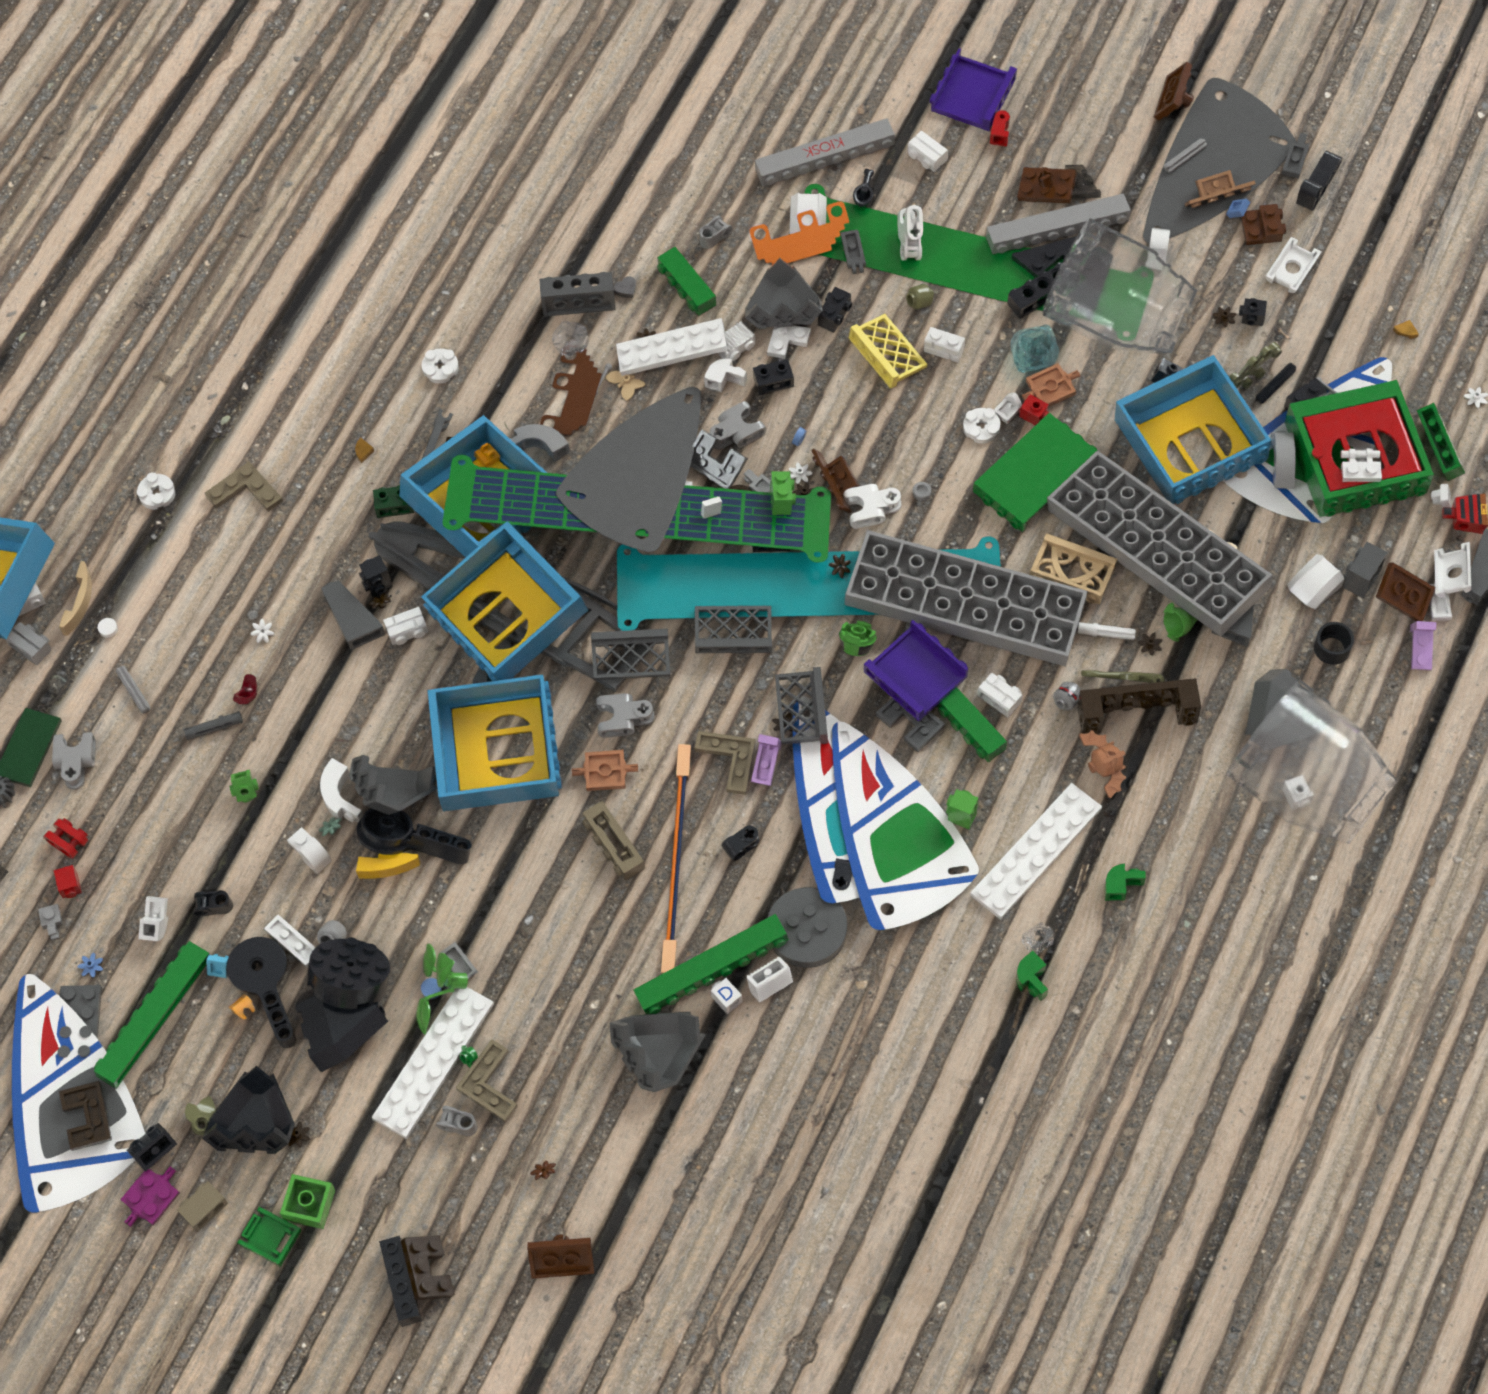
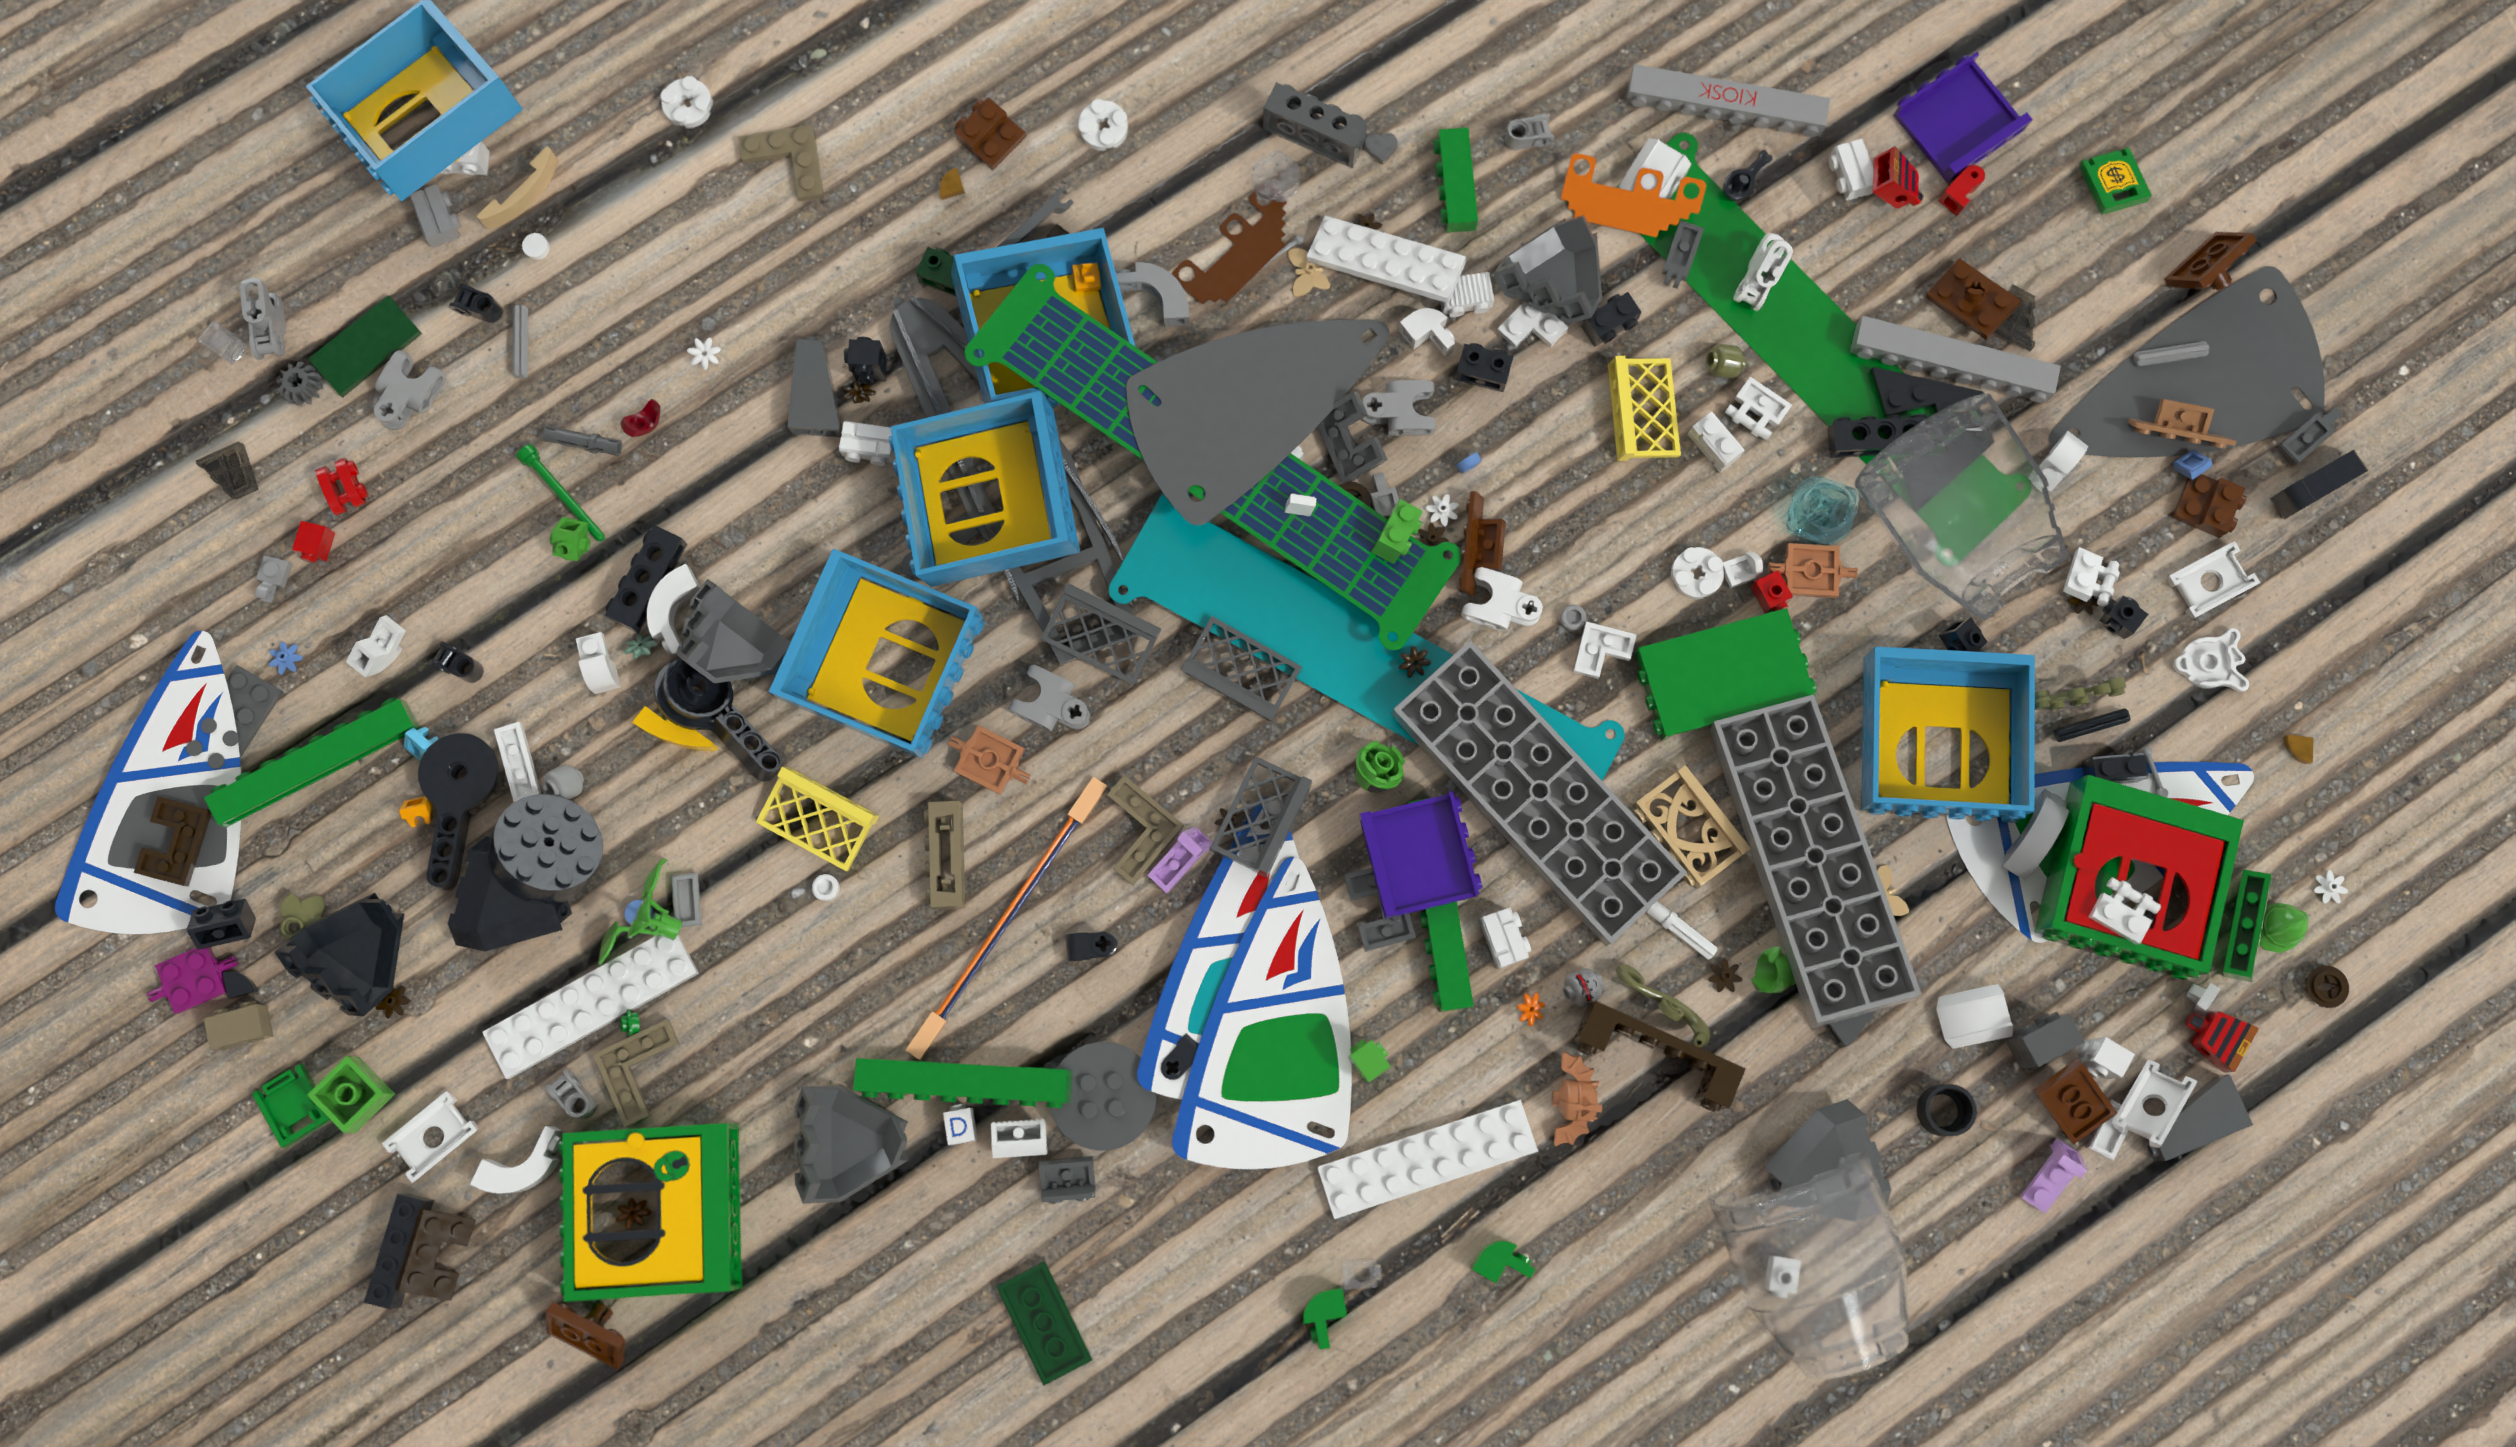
camera: 25 degrees right, 15 degrees up
(85, 681) = (473, 302): none -> black piece
(184, 754) = (530, 456): none -> green piece
(184, 1182) = (238, 985): none -> black tile
(312, 812) = (655, 540): none -> black brick
(368, 407) = (989, 133): none -> reddish brown plate
(372, 1186) = (410, 1142): none -> white piece
(453, 1192) = (503, 1179): none -> white arch
(509, 849) = (826, 797): none -> light yellow fence
(546, 905) = (825, 887): none -> white tile
(591, 1161) = (683, 1231): none -> door
(815, 988) = (1067, 1179): none -> dark grey bracket
(856, 1084) = (1044, 1323): none -> dark green tile
(947, 495) = (1597, 643): none -> white plate
(957, 142) = (1896, 179): none -> red torso
(957, 309) = (1763, 403): none -> white plate
(1043, 727) = (1530, 1009): none -> orange plant
(1085, 75) = (2115, 174): none -> green container
(1214, 301) = (2083, 575): none -> white plate
(1324, 311) = (2213, 662): none -> white tile
(1408, 556) = (2104, 1058): none -> white brick
(1463, 433) = (2283, 927): none -> bright green piece

